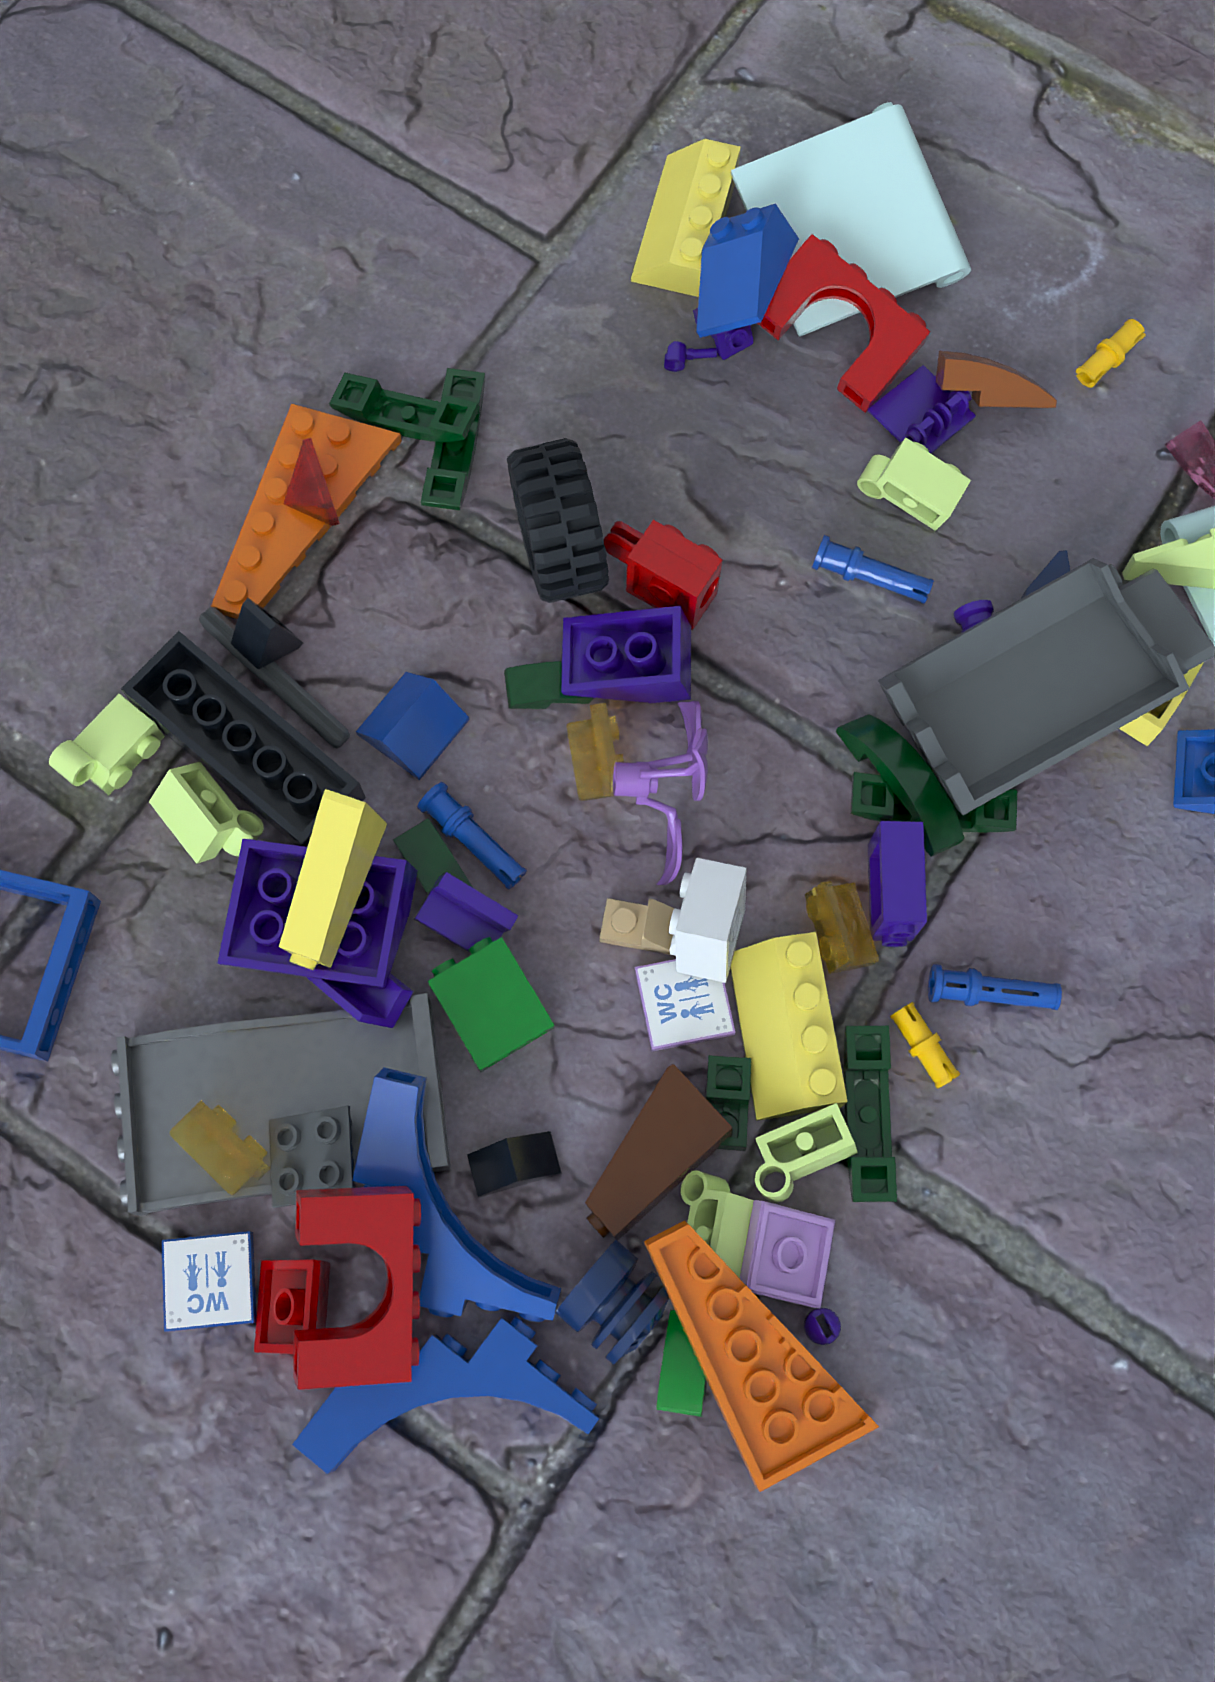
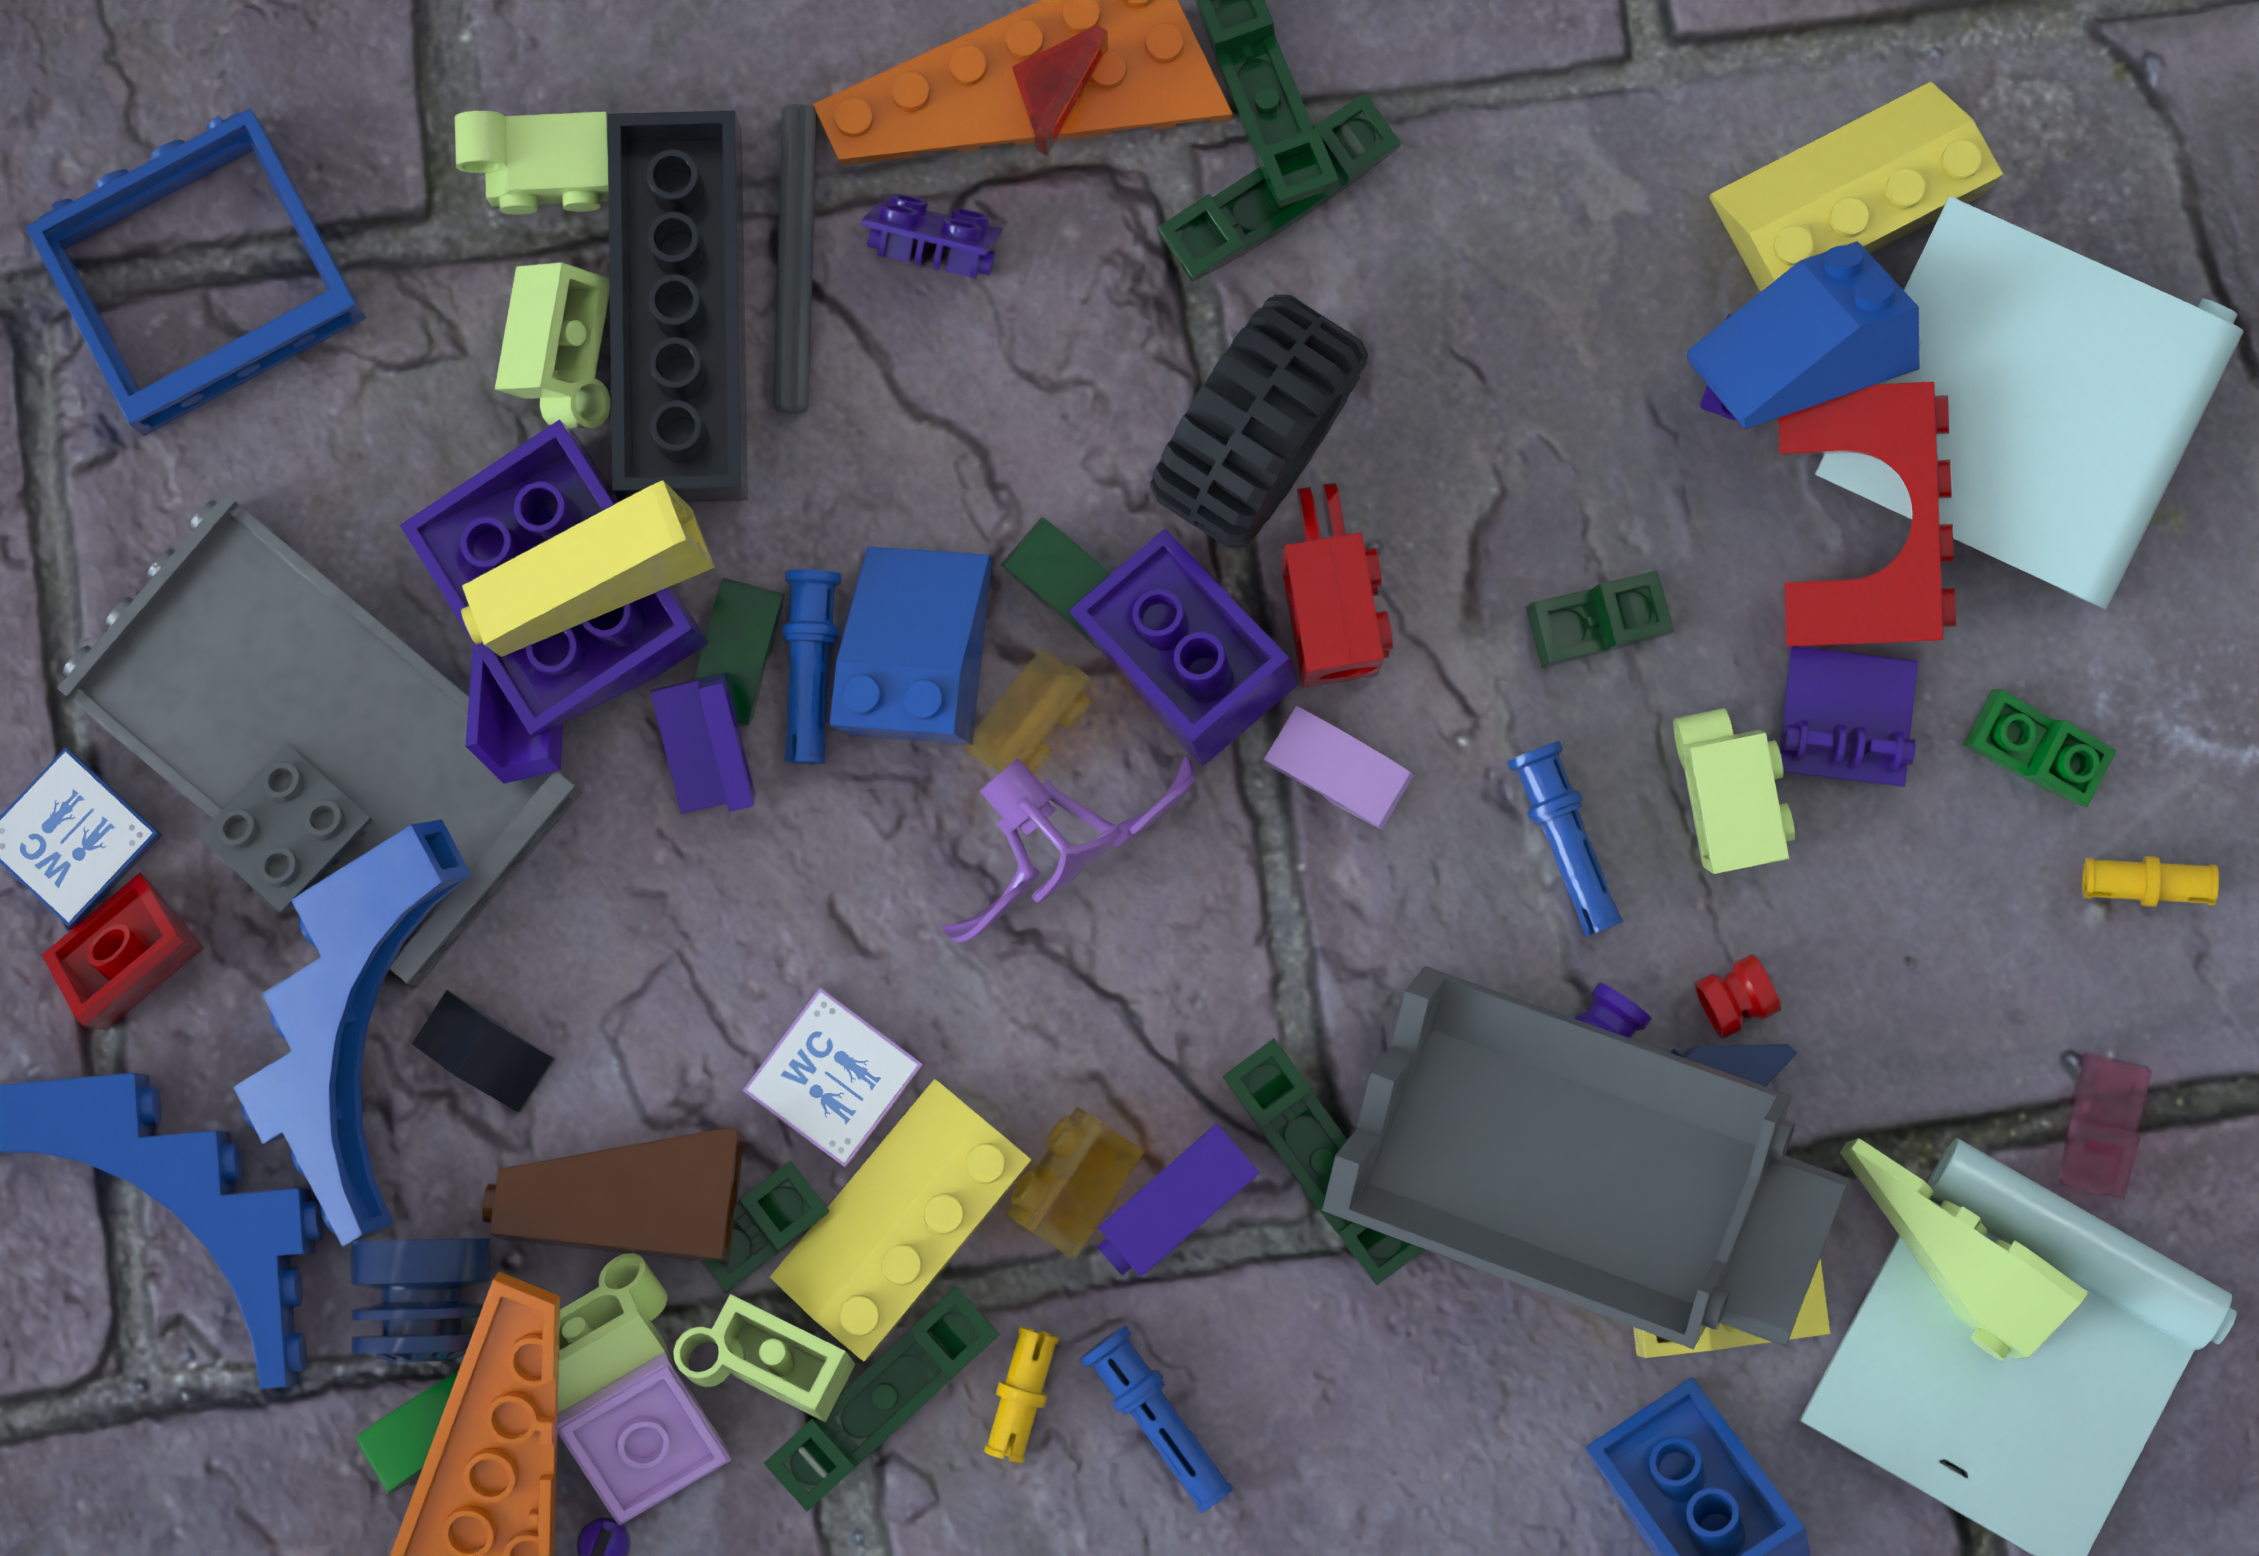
camera: 50 degrees right, 10 degrees up
(218, 1149) = (204, 724): clear yellow bracket -> none
(262, 636) = (826, 205): black slope -> none
(336, 587) = (906, 218): none -> dark purple hinge
(381, 1344) = (151, 1086): red arch -> none
(414, 723) = (882, 471): blue slope -> none
(490, 1002) = (628, 863): green panel -> none
(511, 779) = (913, 646): none -> blue slope
(637, 925) = (878, 956): tan slope -> none
(678, 353) = (1652, 346): dark purple hand -> none
(709, 919) = (936, 1026): white brick -> none
(747, 639) = (1339, 767): none -> lavender slope
(781, 476) = (1599, 619): none -> dark green slope
(907, 777) = (1322, 1104): dark green slope -> none
(990, 382) = (1961, 771): dark orange slope -> none
(1013, 559) = (1740, 995): none -> red wheel
(1014, 346) = (2039, 748): none -> green slope

